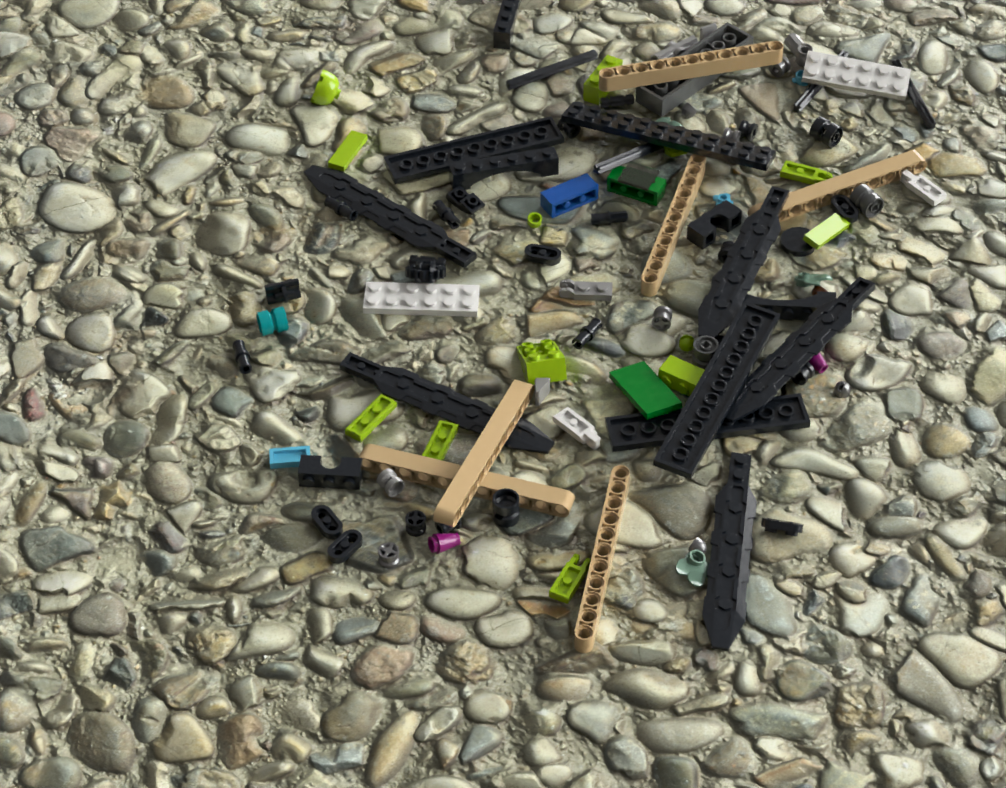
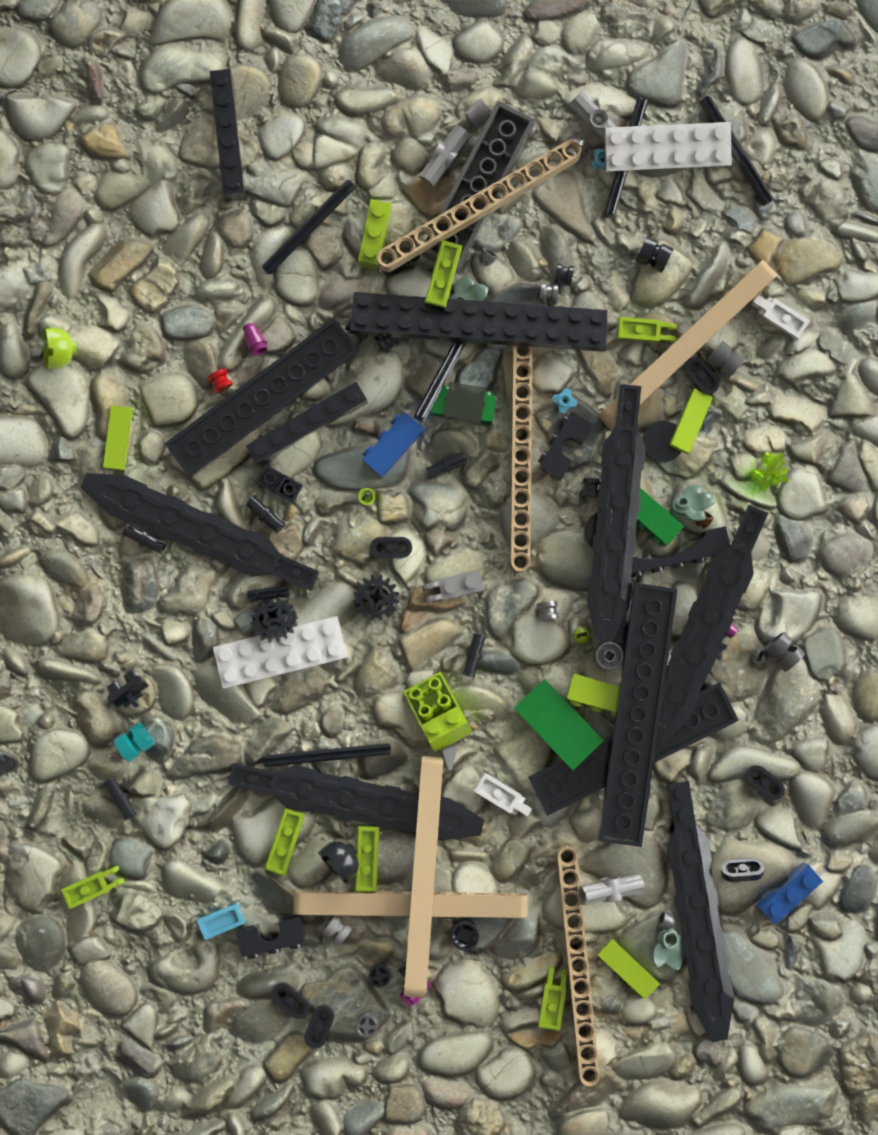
camera: 20 degrees left, 40 degrees up
(189, 407) = (89, 888): none -> lime hinge
(414, 431) = (341, 859): none -> black cylinder
(437, 370) = (327, 755): none -> black axle
(444, 132) = (220, 381): none -> red wheel
(482, 118) = (255, 341): none -> magenta cone
(517, 279) = (367, 596): none -> black gear
(588, 138) = (386, 343): none -> black wheel
(648, 99) = (443, 274): none -> lime tile
(650, 575) = (628, 968): none -> lime tile
(653, 503) = (611, 889): none -> light grey piece
(776, 281) = (656, 521): none -> green brick
(807, 552) = (798, 887): none -> blue arch
(823, 472) = (764, 781): none -> black plate
(865, 385) = (783, 650): none -> dark grey wheel
(888, 274) = (774, 464): none -> clear neon green hips

